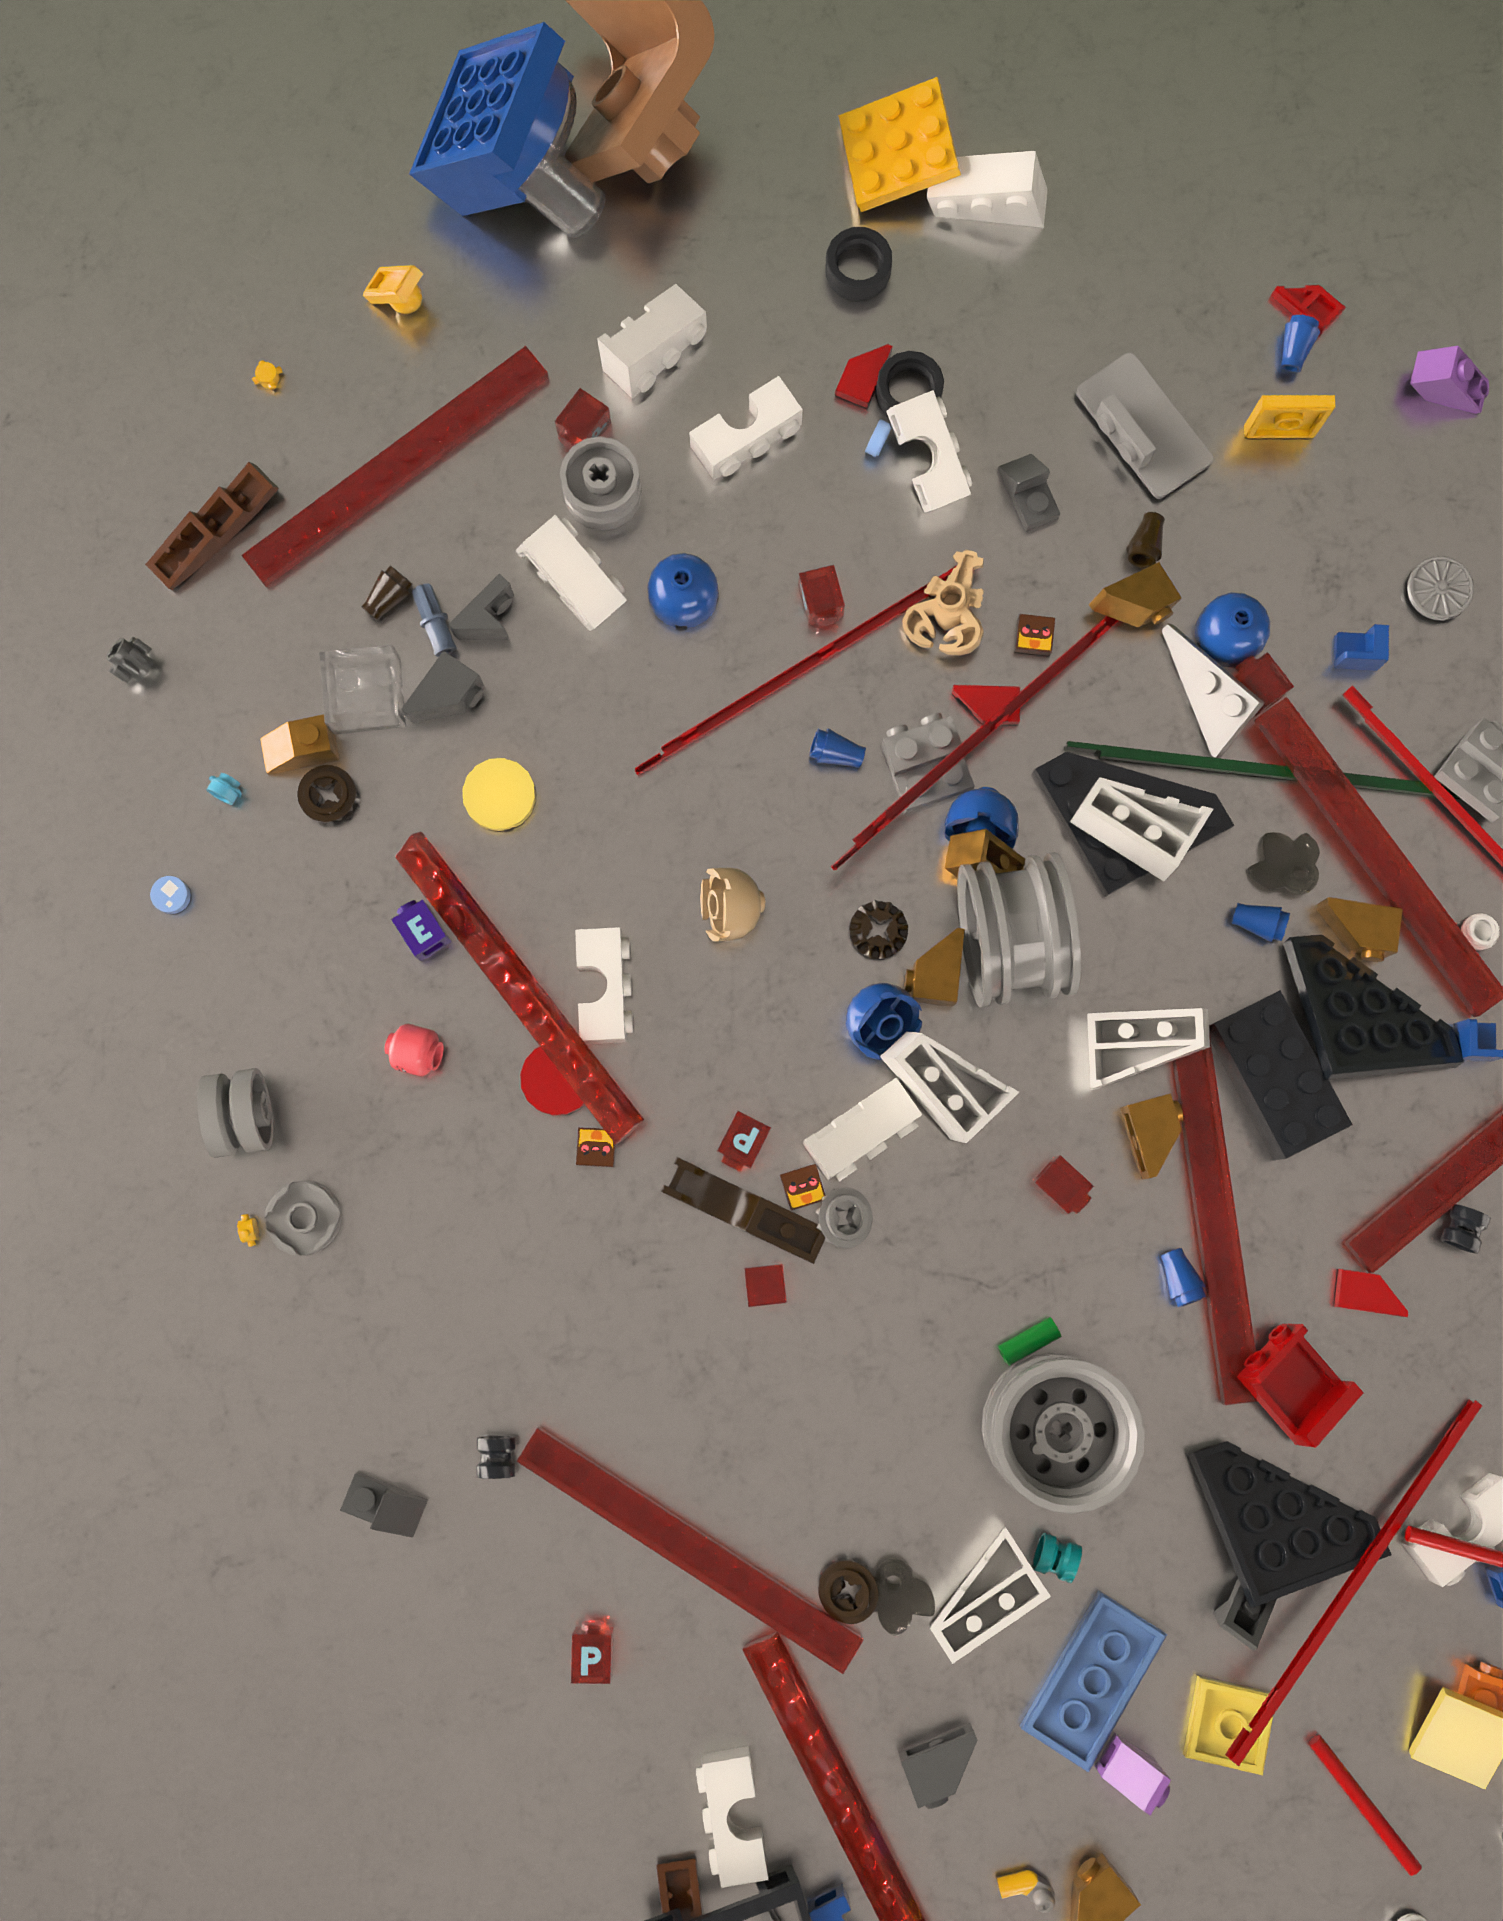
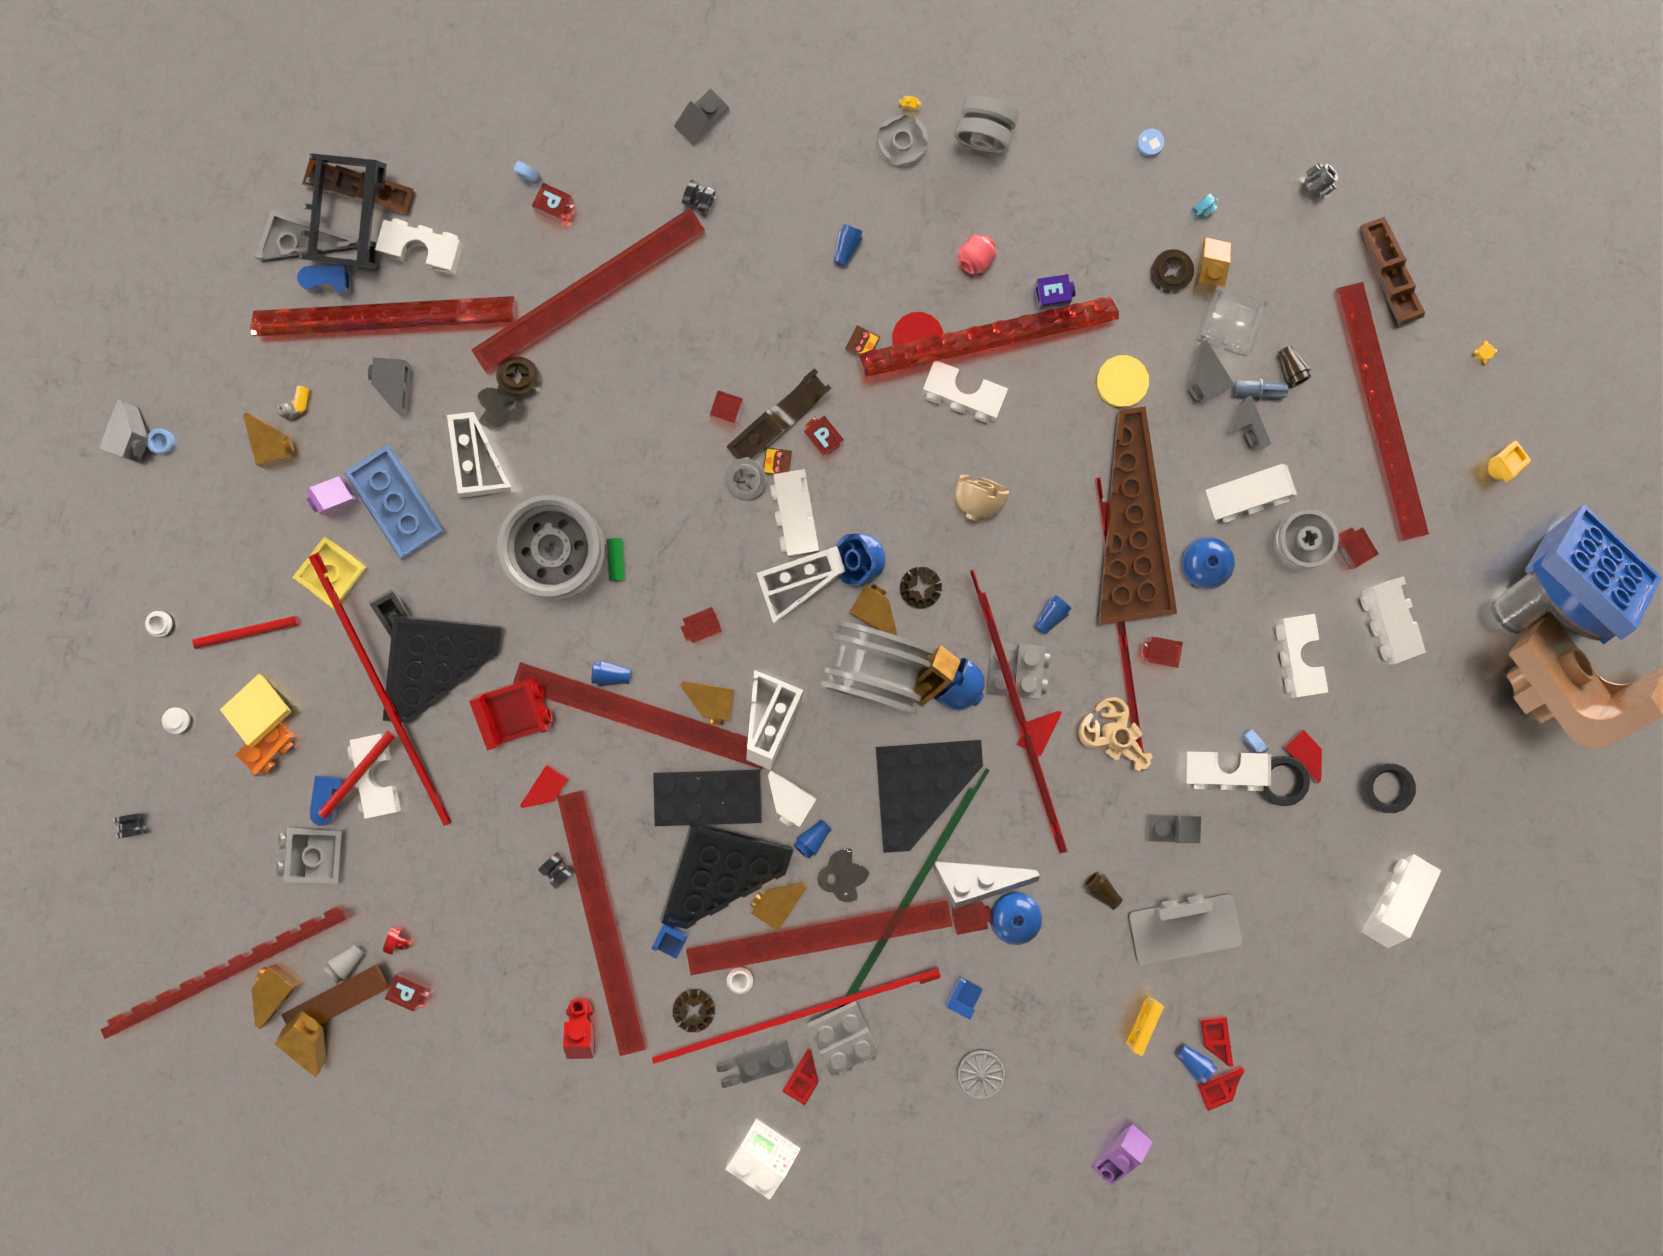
camera: 115 degrees right, 5 degrees up
(473, 1227) = (847, 243): none -> blue cone
(564, 1714) = (526, 171): none -> light blue tile
(714, 680) = (1136, 556): none -> reddish brown wing
(899, 145) = (1462, 854): yellow plate -> none
(1034, 634) = (1072, 784): reddish brown tile -> none
(1057, 1558) = (472, 517): teal wheel -> none
(1139, 597) = (1064, 863): pearl gold slope -> none
(1140, 825) = (909, 784): white wedge -> none
(1230, 965) = (790, 800): none -> white slope
(1253, 335) = (1216, 1038): none -> red tile

